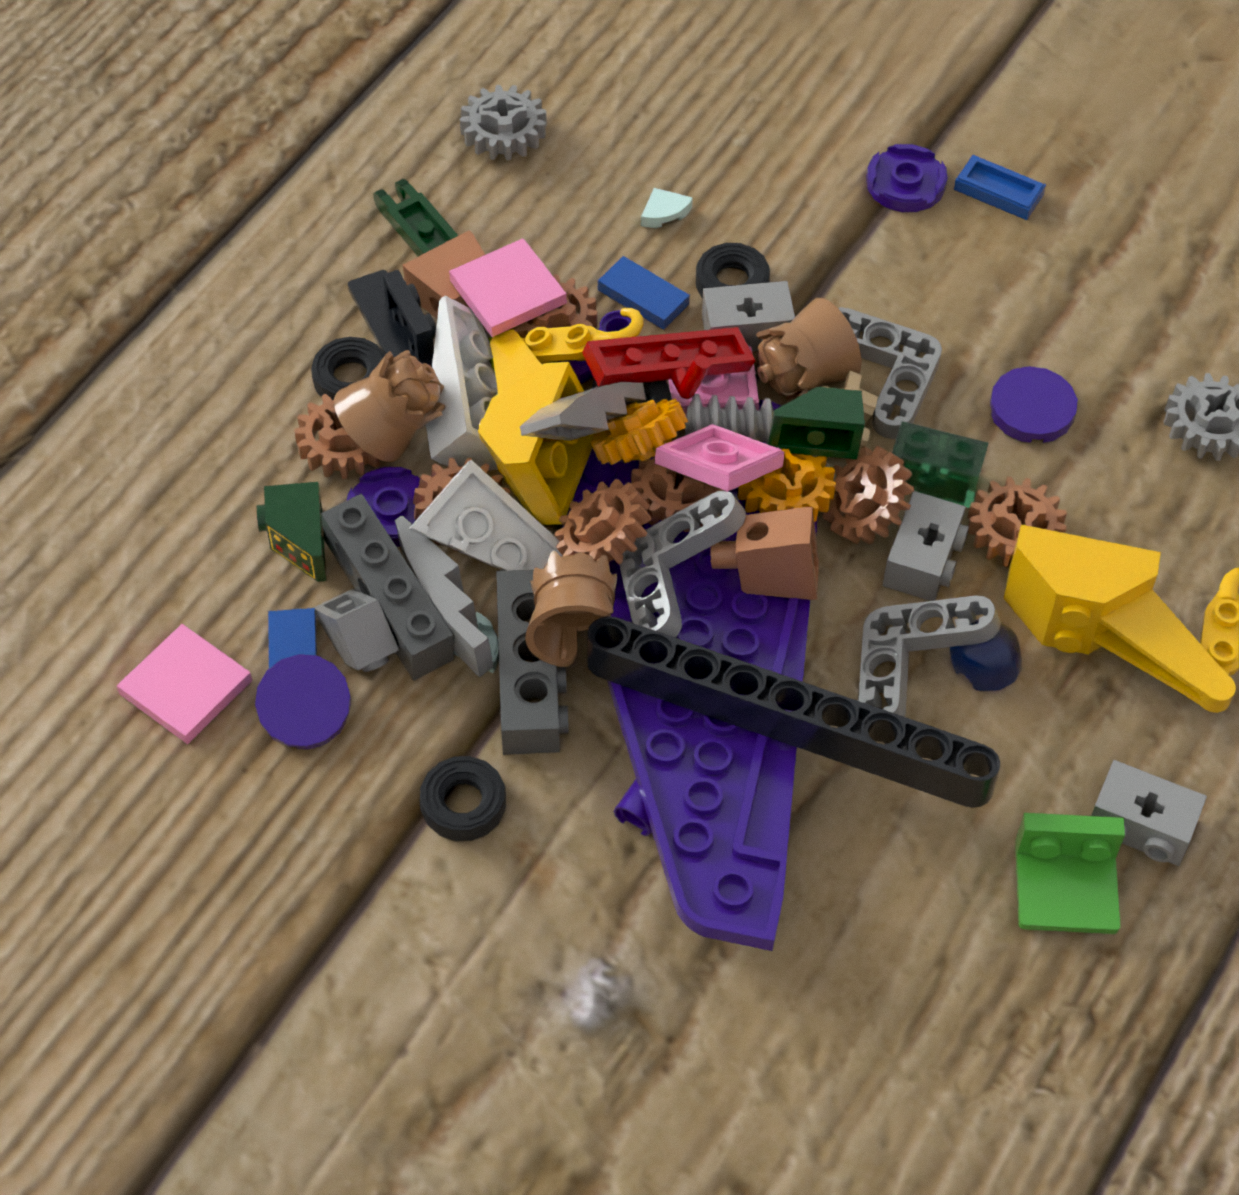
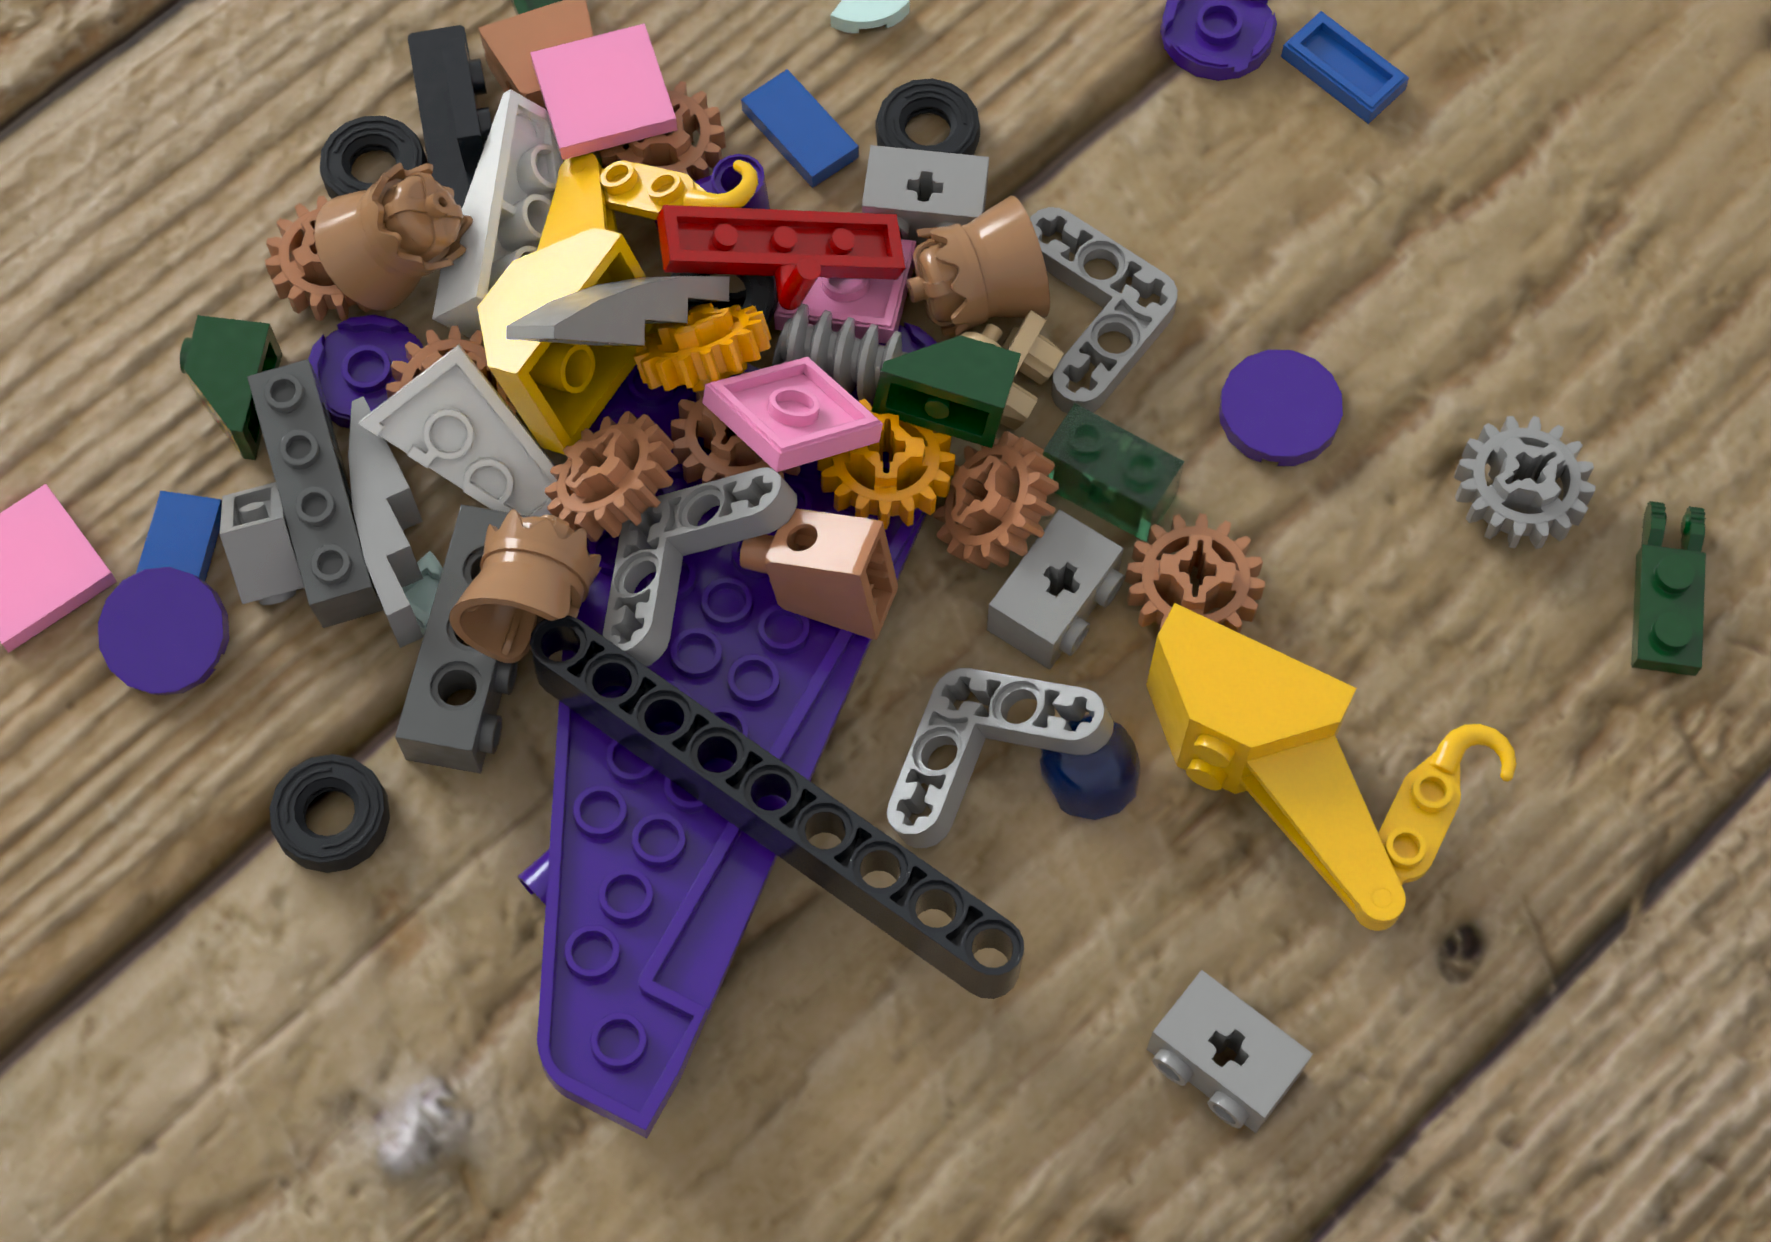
camera: 15 degrees right, 10 degrees up
(1068, 872) = (1091, 1119): bright green bracket -> none

